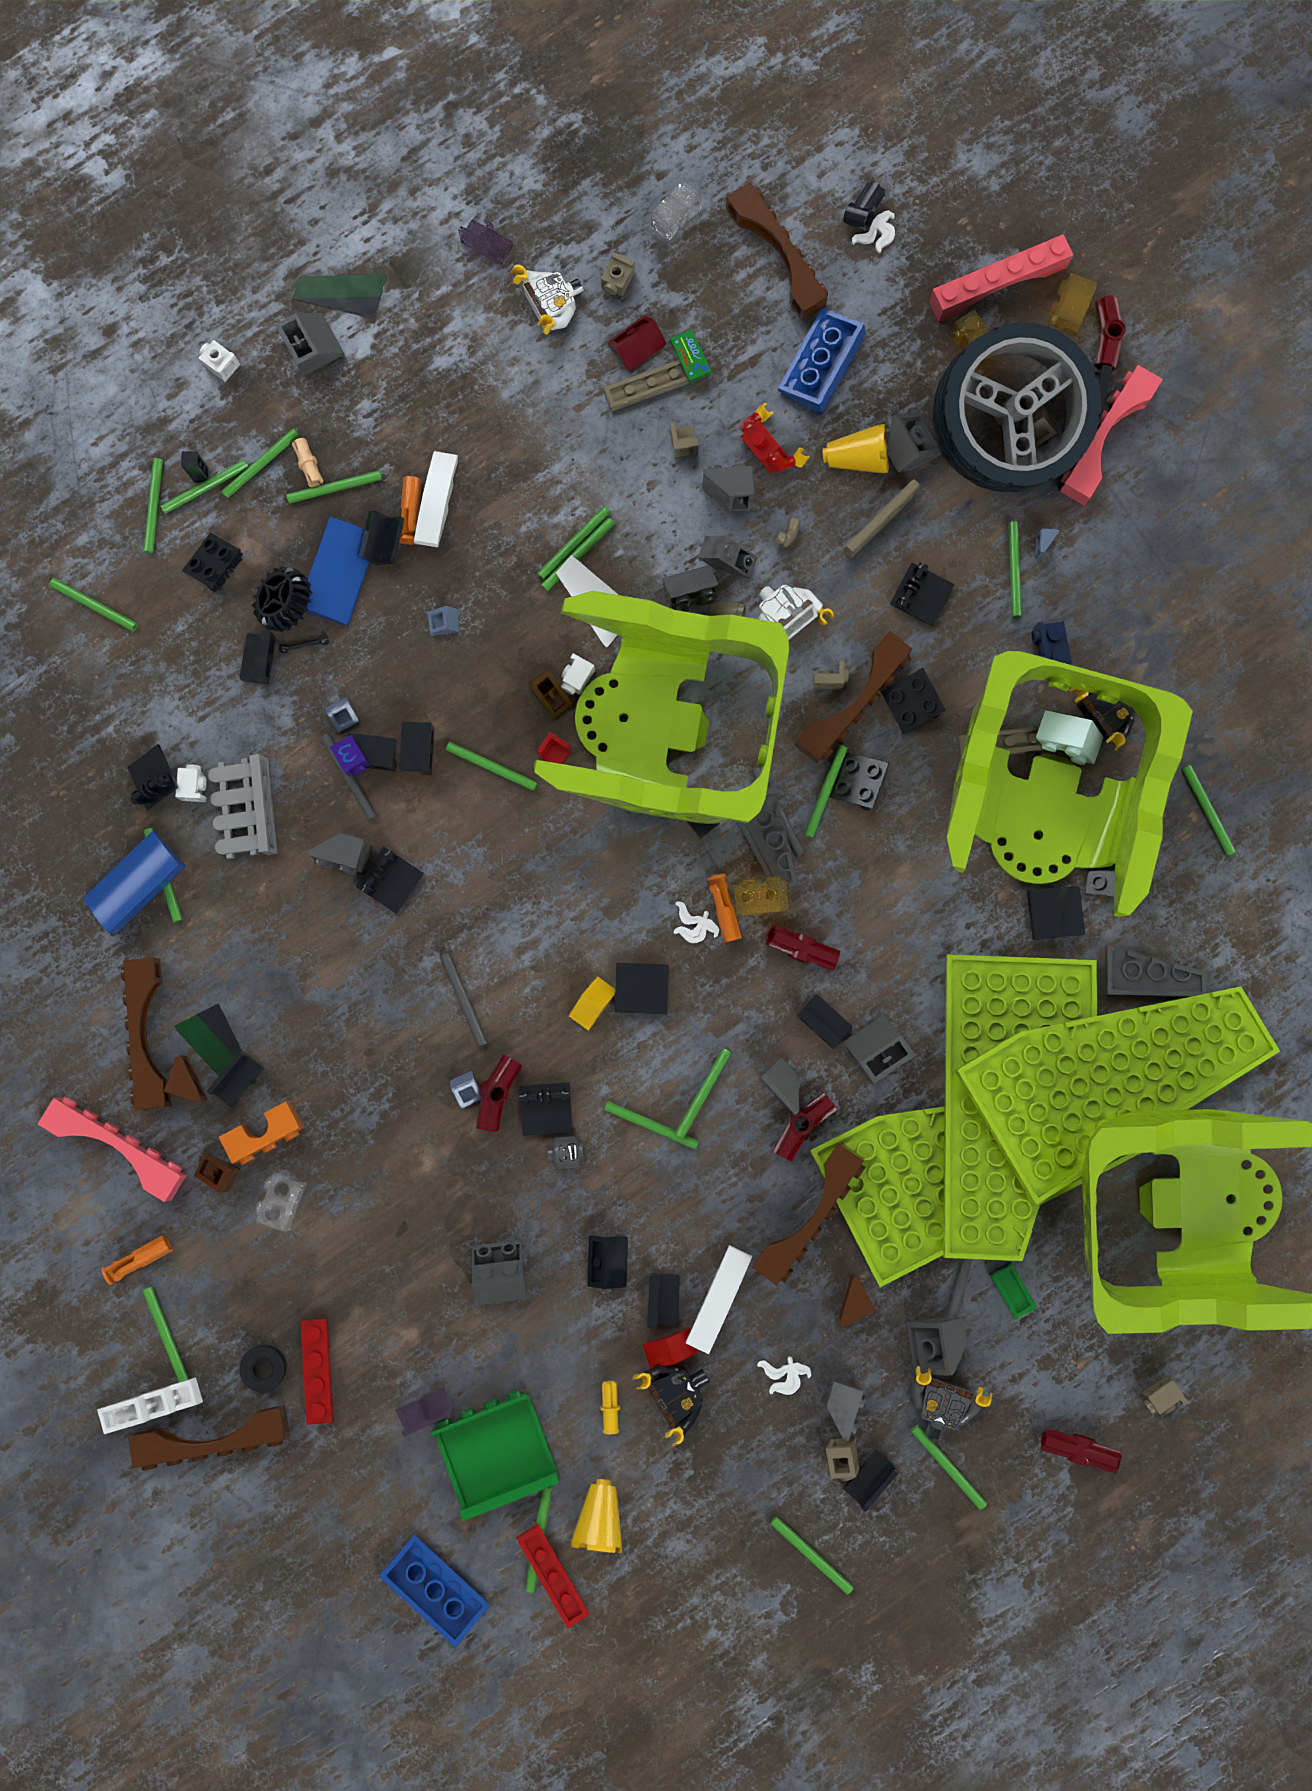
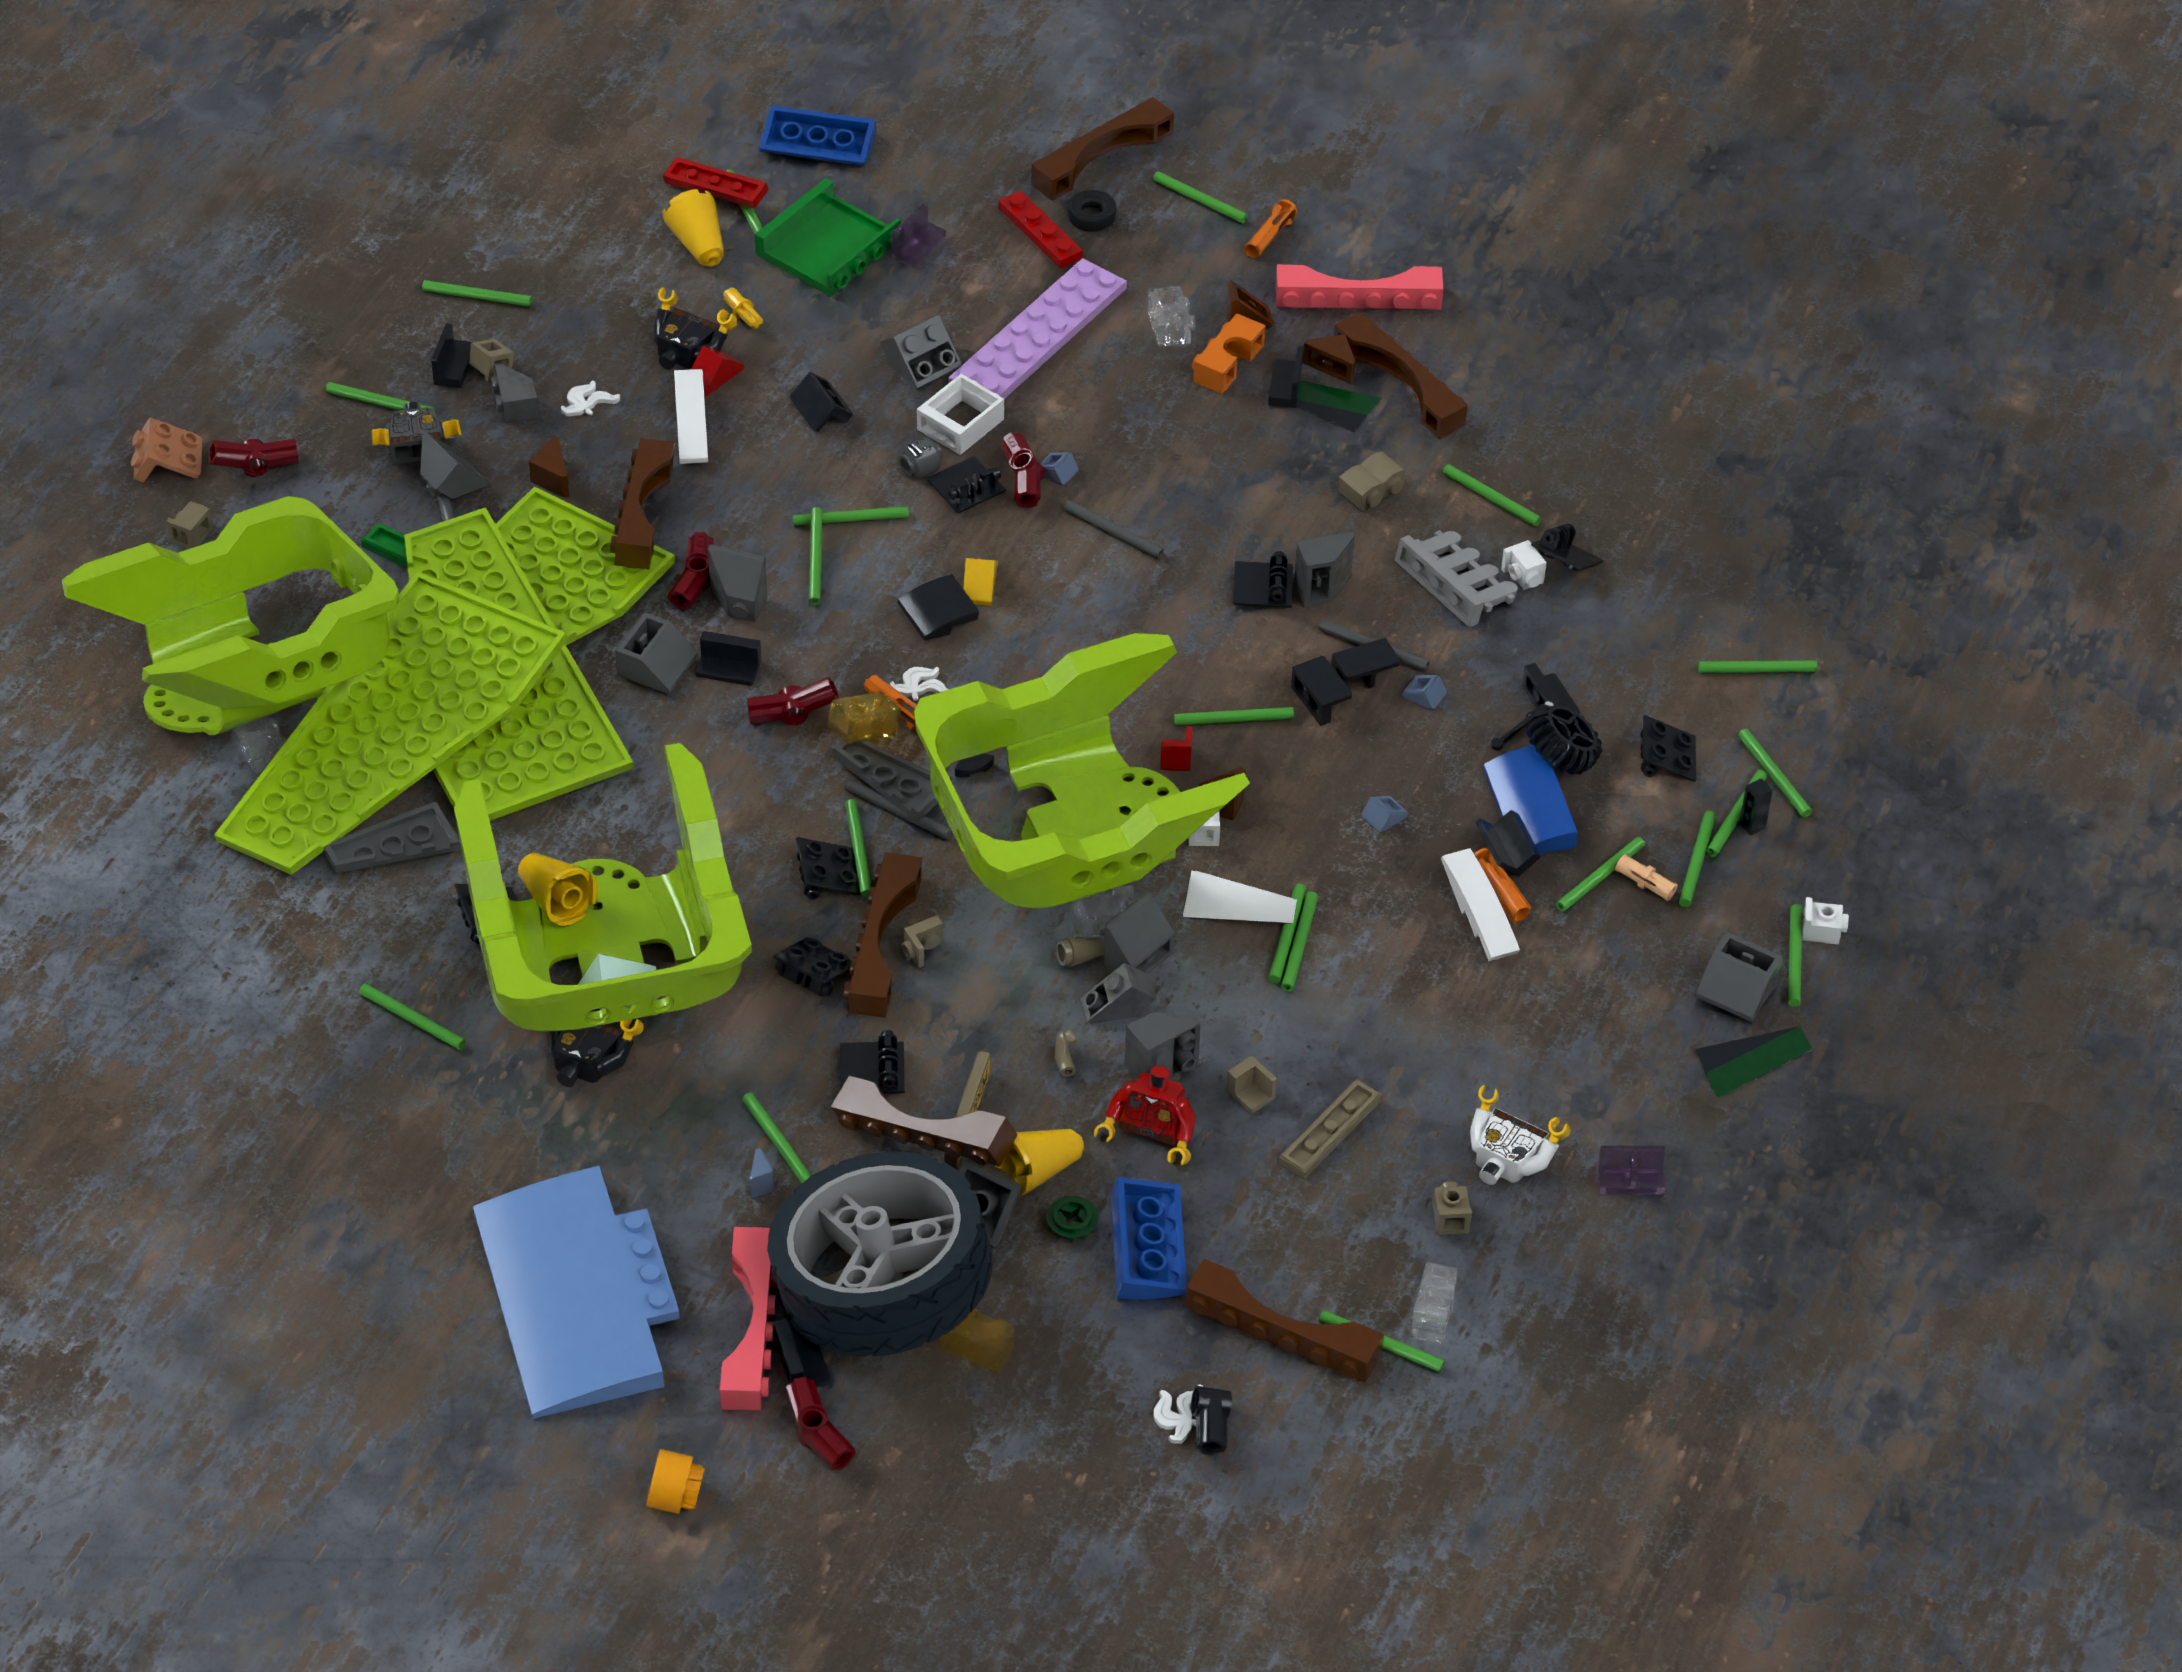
camera: 145 degrees right, 35 degrees down
(133, 883) = (1513, 471): blue slope -> none
(149, 1405) = (1177, 145): white slope -> none
(244, 932) = (1372, 481): none -> dark tan brick
(253, 352) = (1795, 955): none -> bright green bar
(350, 756) = (1379, 632): dark purple brick -> none
(391, 1248) = (1042, 328): none -> lavender plate
(485, 1202) = (934, 423): none -> white window
(637, 342) = (1379, 1155): dark red panel -> none
(663, 1300) = (748, 399): black panel -> none
(690, 356) = (1303, 1162): green tile -> none
(722, 211) = (1393, 1345): none -> bright green piece
(791, 608) = (1011, 971): white torso -> none
(863, 393) = (1069, 1207): none -> dark green gear
(949, 545) = (975, 1136): none -> arch
(1031, 263) = (953, 1456): coral arch -> none
(1052, 641) = (688, 1082): dark blue bracket -> none
(1056, 912) = (533, 836): black slope -> none
(1069, 853) = (558, 887): none -> yellow cone
(1073, 303) = (882, 1428): clear yellow brick -> none
(1146, 1495) = (167, 447): none -> nougat bracket
(1206, 520) = (576, 1290): none -> medium blue slope
(1221, 334) = (674, 1482): none -> light orange piece

